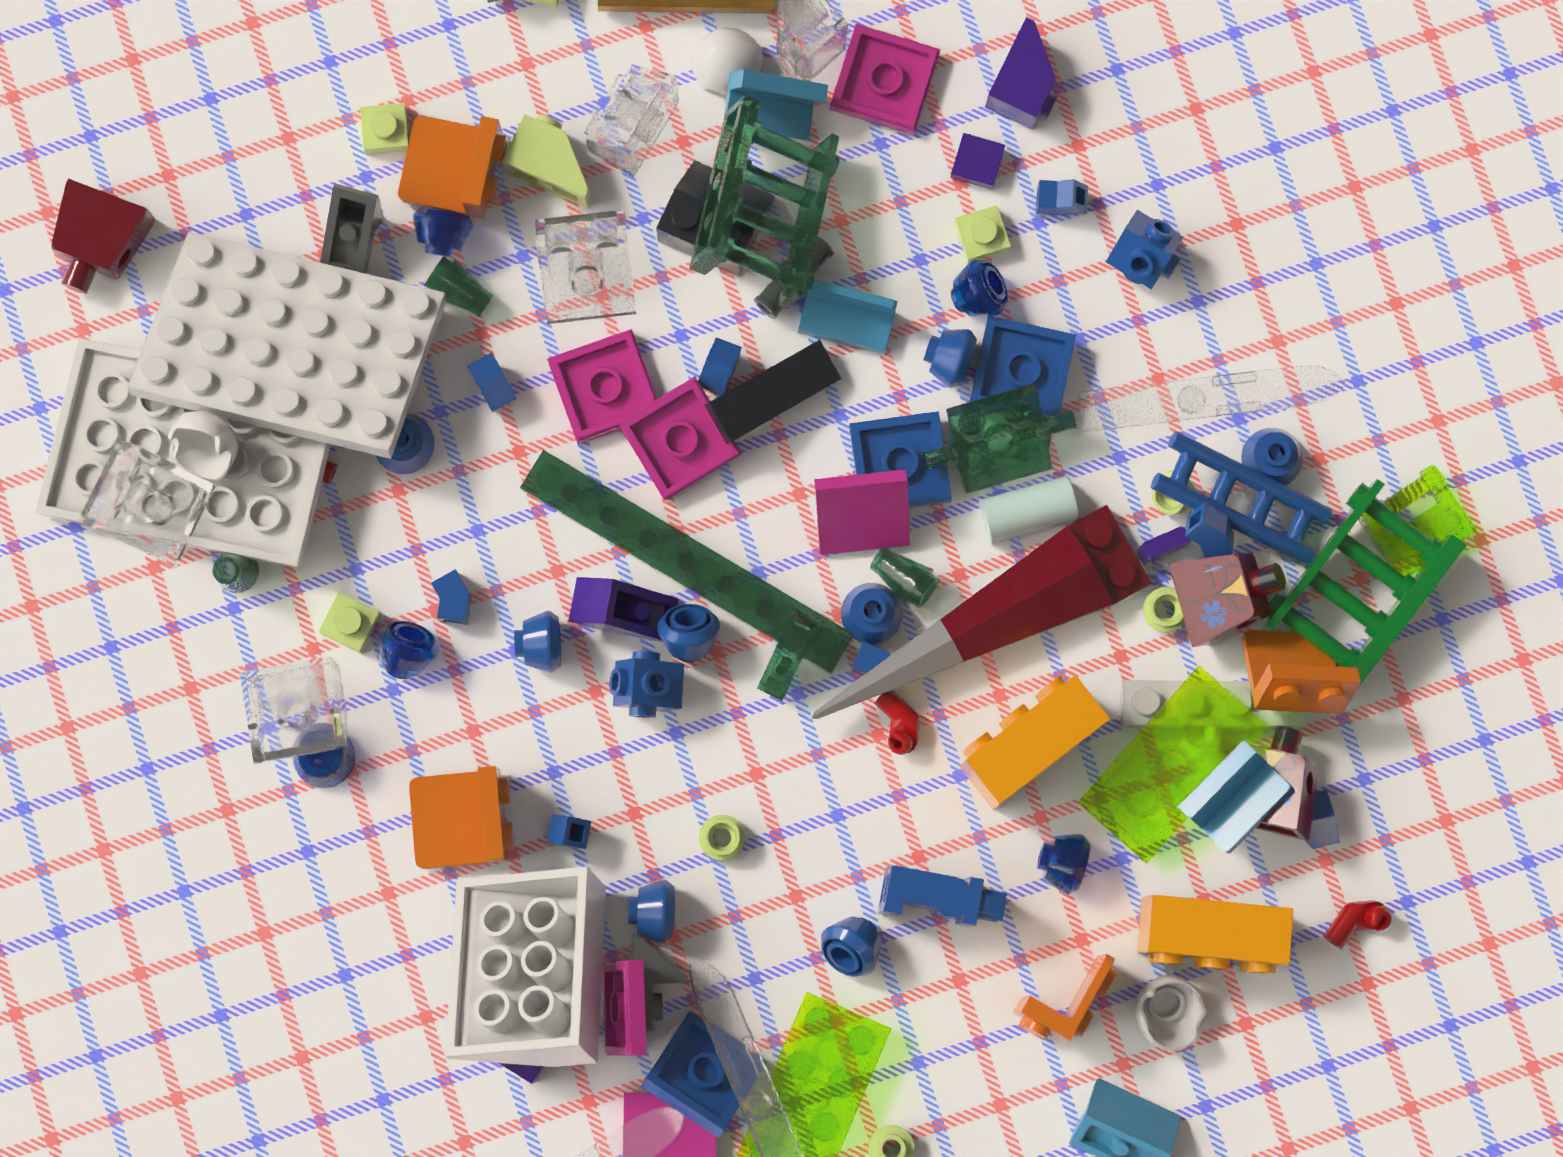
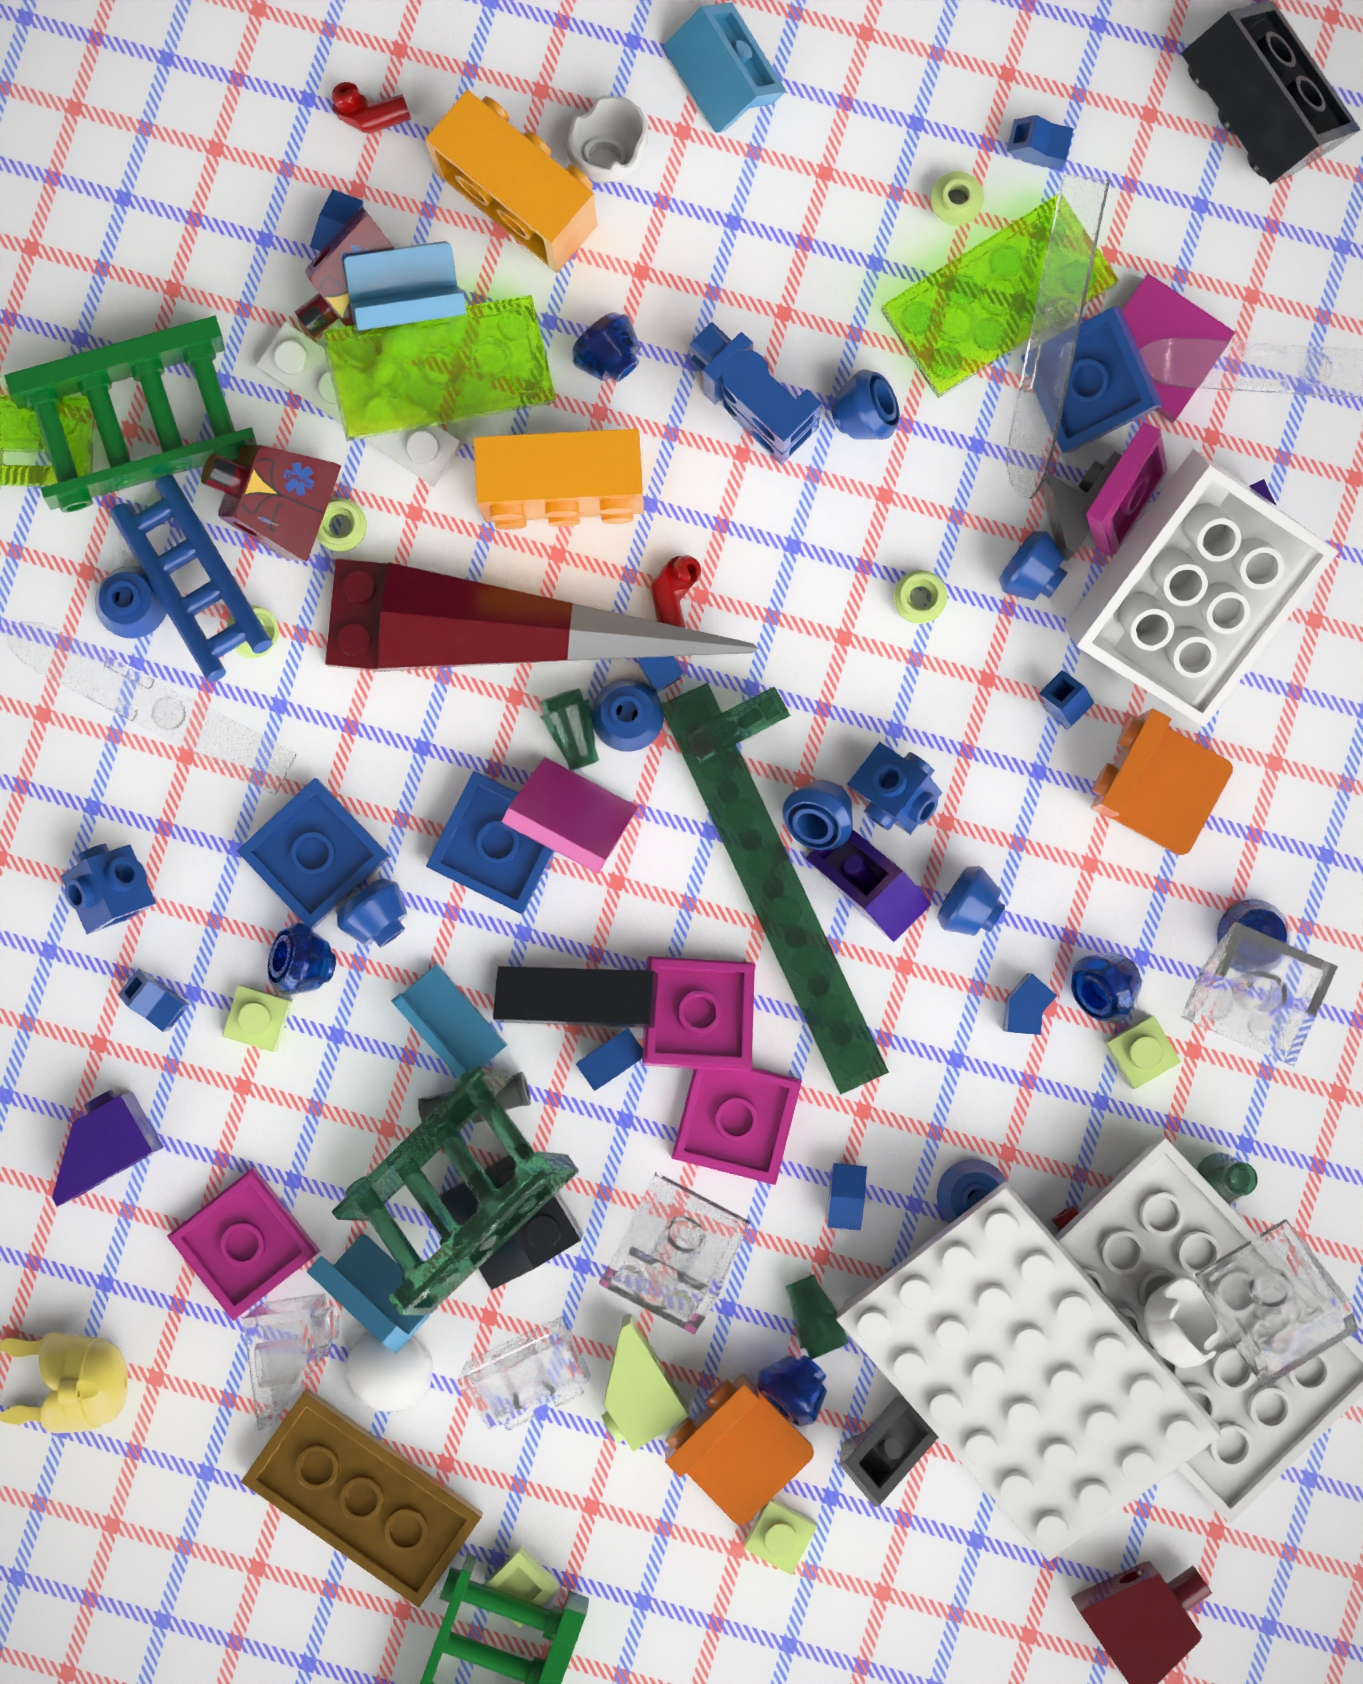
camera: 145 degrees left, 5 degrees up
(977, 161) = (209, 1095): dark purple tile -> none
(999, 438) = (385, 796): clear green plate -> none
(1029, 510) = (403, 712): light aqua brick -> none
(1044, 1021) = (704, 191): orange bracket -> none
(1163, 545) = (298, 586): dark purple tile -> none
(1210, 530) = (243, 564): blue piece -> none
(1295, 675) = (261, 371): orange bracket -> none

